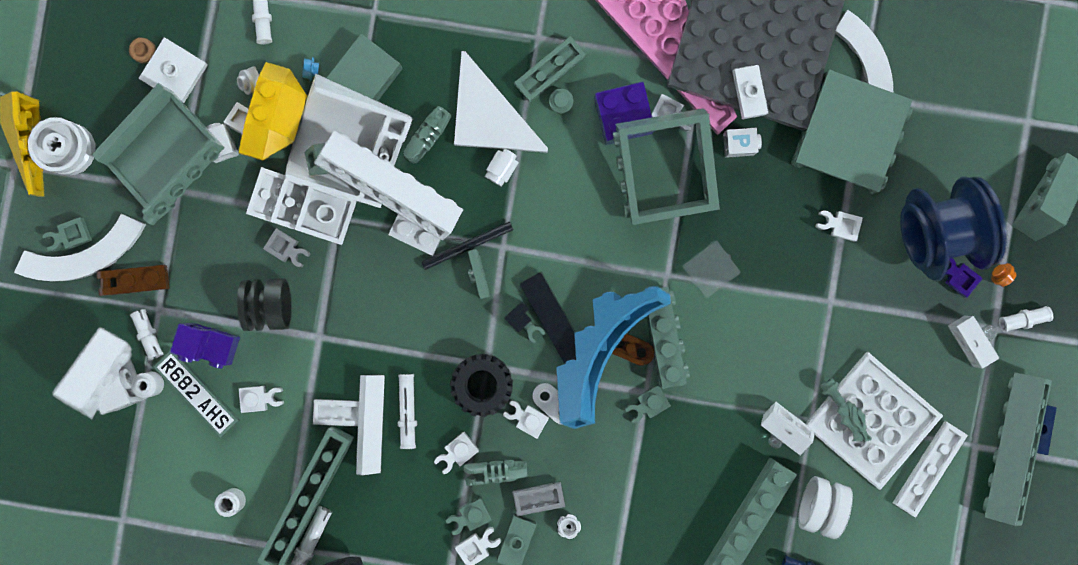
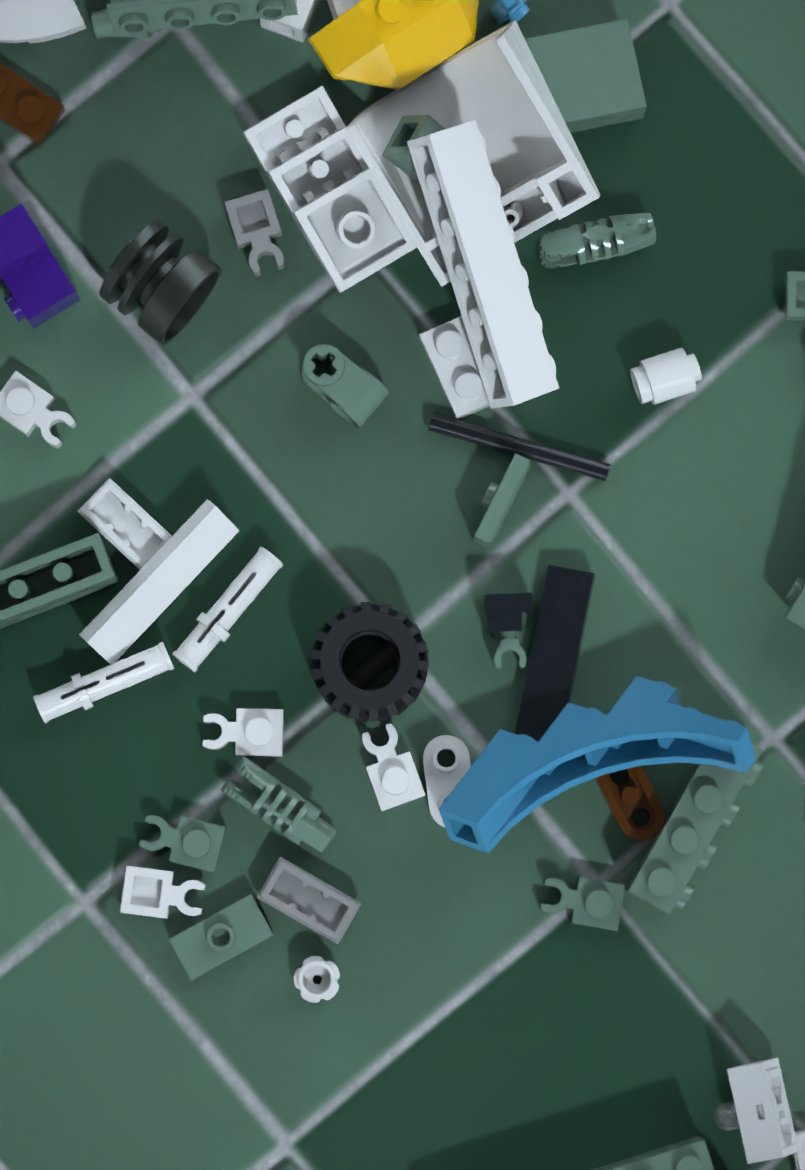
camera: 40 degrees right, 5 degrees down
(376, 493) = (103, 682): none -> white pin
(379, 281) = (349, 390): none -> sand green piece
(487, 117) = (706, 288): white tile -> none

